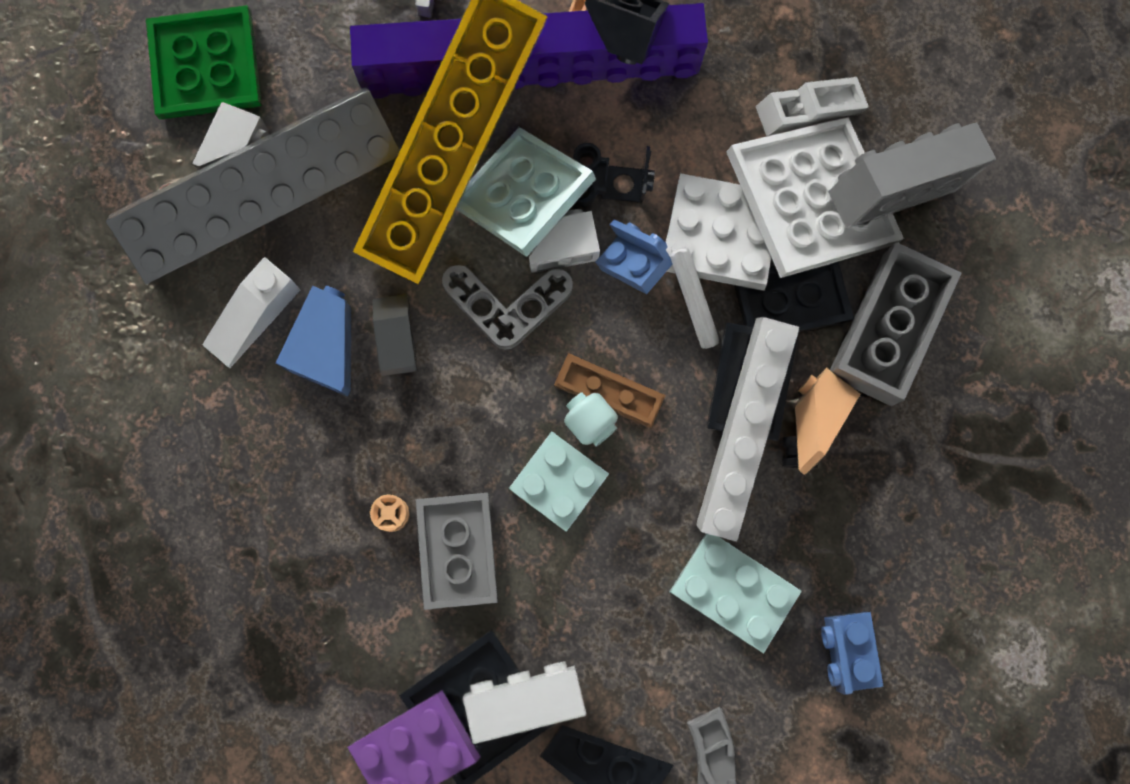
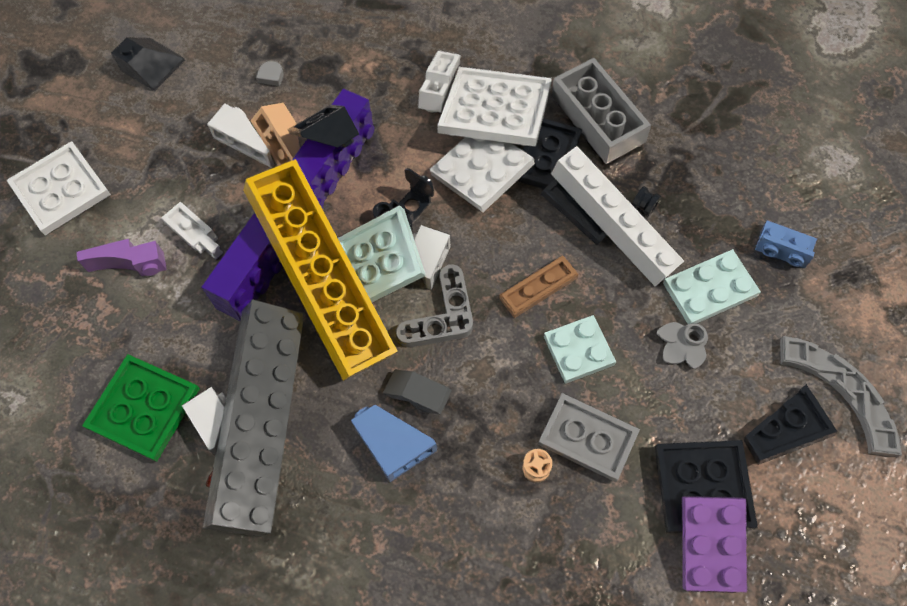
camera: 50 degrees left, 15 degrees down
(250, 311) = (337, 478): white slope -> none
(523, 702) = (720, 446): white brick -> none
(591, 418) = (552, 303): light aqua head -> none
(633, 597) = (680, 346): none -> light grey plate
(635, 257) = (466, 218): medium blue bracket -> none
(694, 297) = (514, 201): white axle -> none
(821, 415) = (634, 174): light nougat slope -> none
(910, 173) = (518, 50): light grey brick -> none

